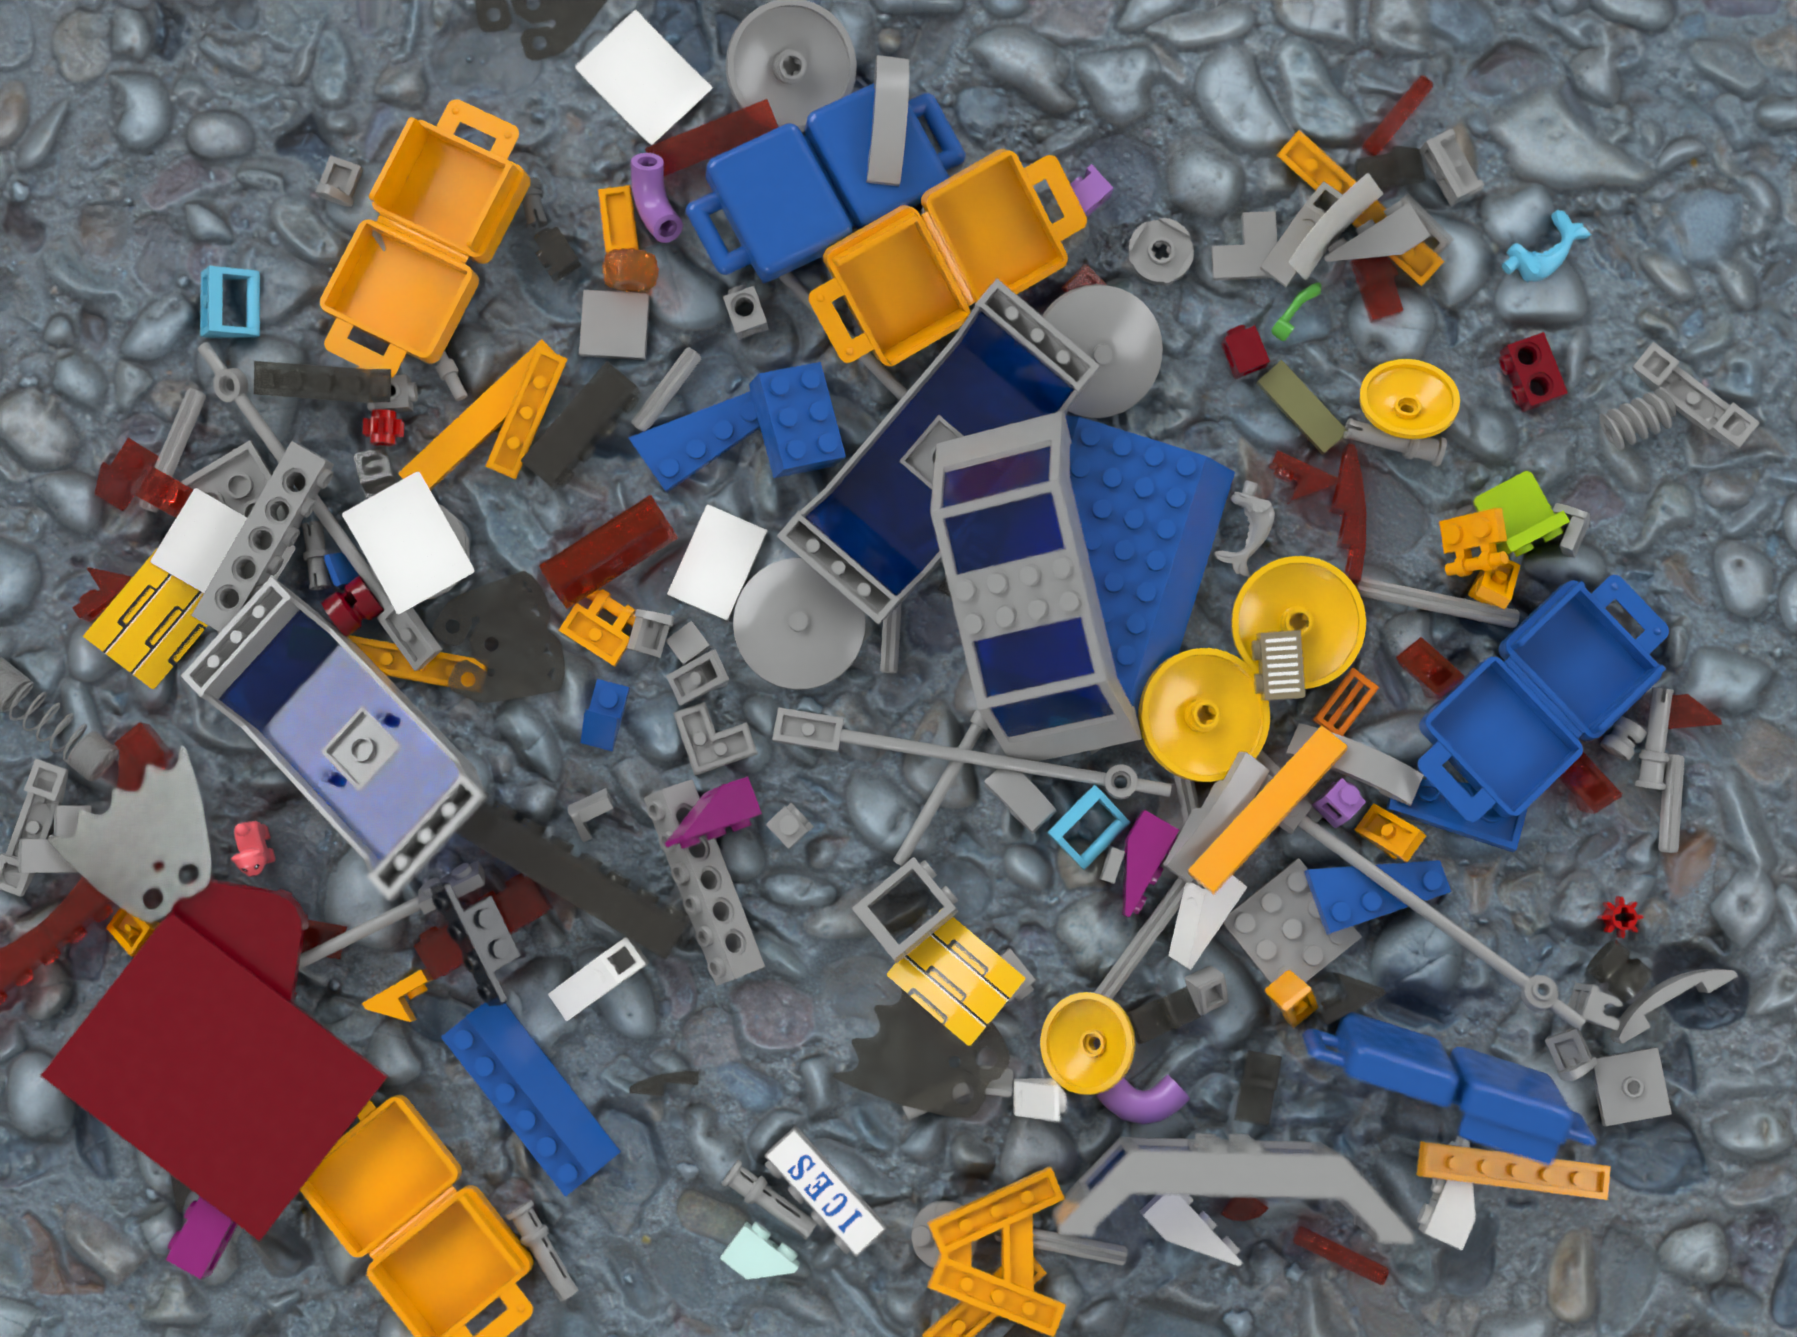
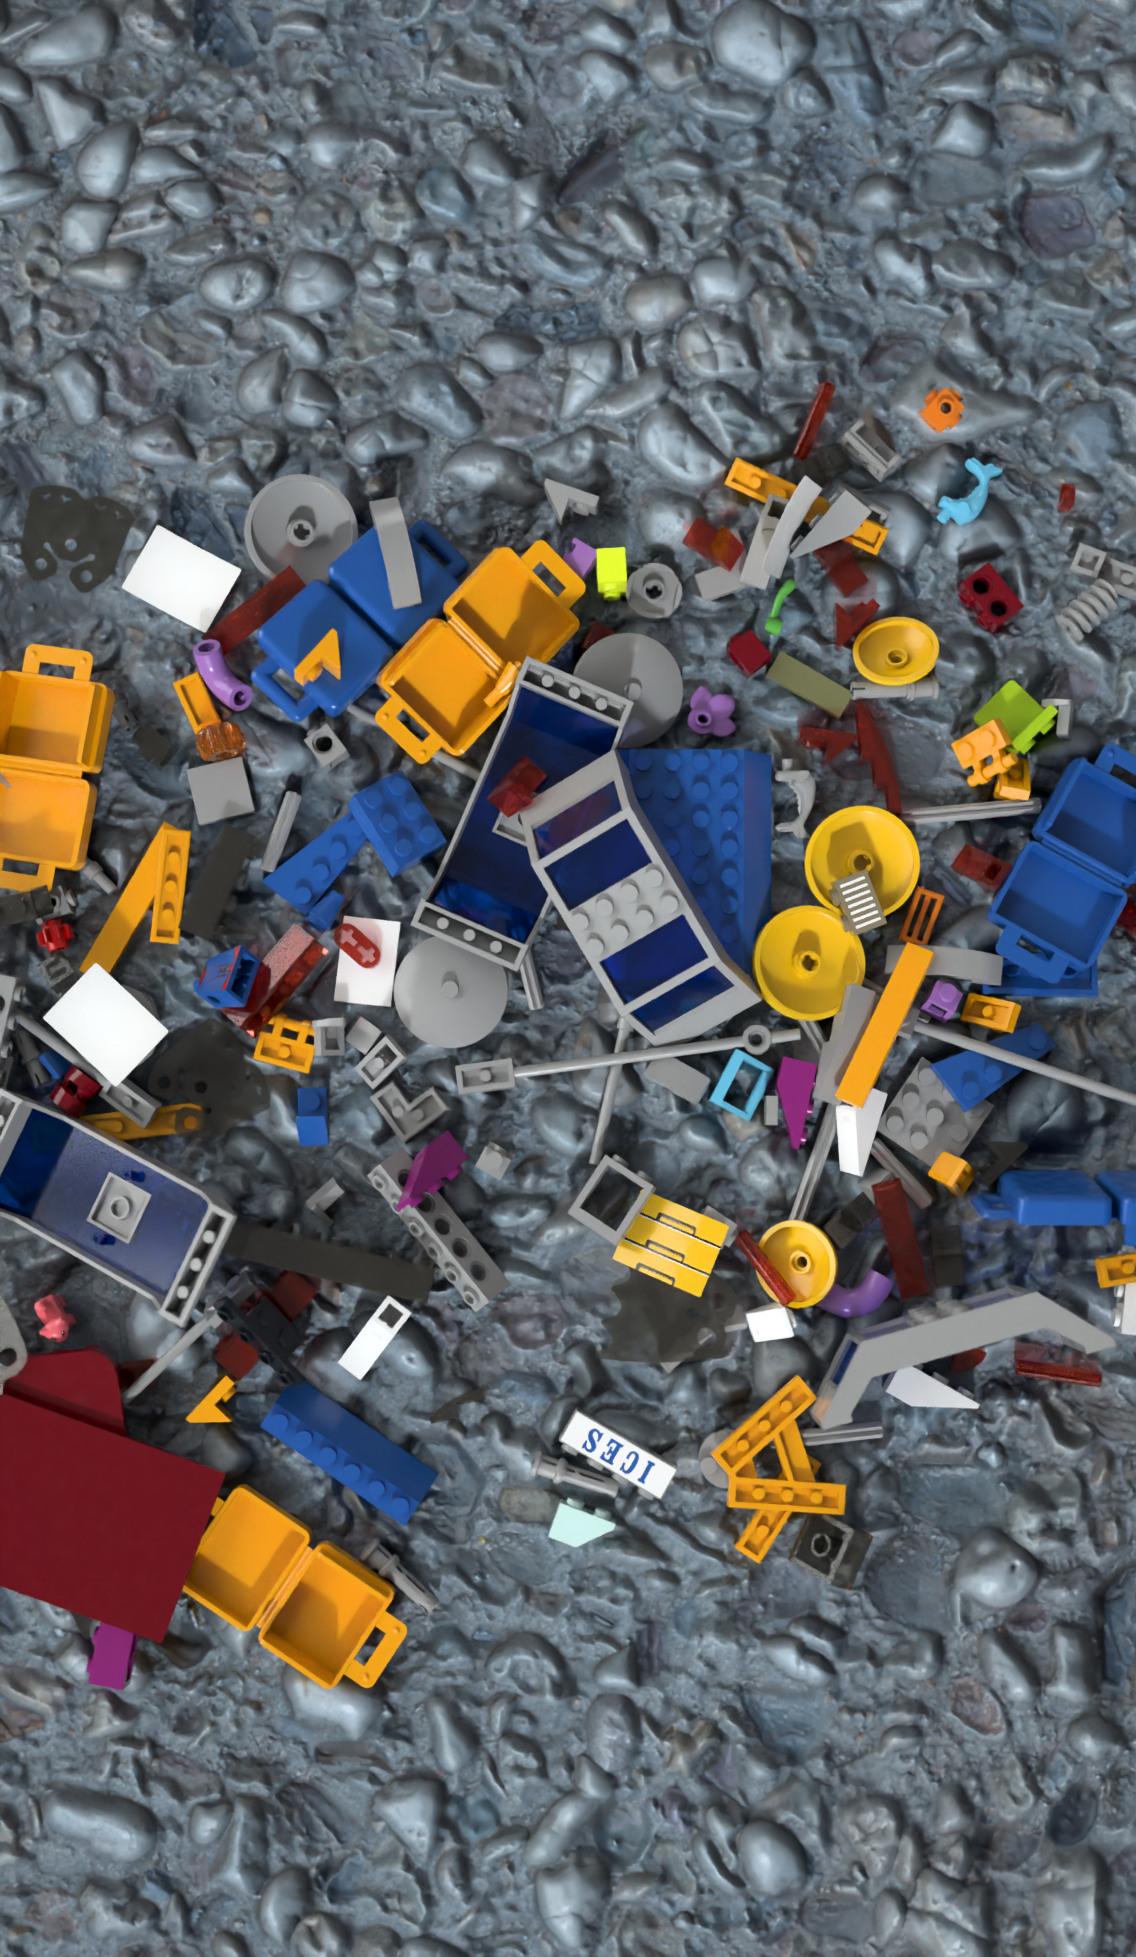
camera: 15 degrees left, 0 degrees up
(558, 533) = (228, 978): none -> blue torso
(686, 494) = (324, 913): none -> blue cone
(718, 538) = (352, 951): none -> clear red beam
(773, 208) = (325, 655): none -> light orange slope
(942, 420) = (517, 786): none -> clear red slope
(964, 302) = (504, 684): none -> light orange cone
(1051, 1036) = (765, 1267): none -> clear red axle
(1093, 115) = (564, 496): none -> light grey slope
(1120, 216) = (611, 573): none -> neon yellow brick
(1187, 405) = (713, 710): none -> medium lavender plate
(1211, 1051) = (900, 1238): none -> clear red slope
(1234, 980) = (909, 1183): none -> light grey axle
(1244, 219) = (714, 544): none -> clear red slope
(1362, 354) = (845, 626): none -> clear red slope
(1532, 146) = (932, 413): none -> orange brick
(1653, 287) = (1066, 497): none -> clear red tile

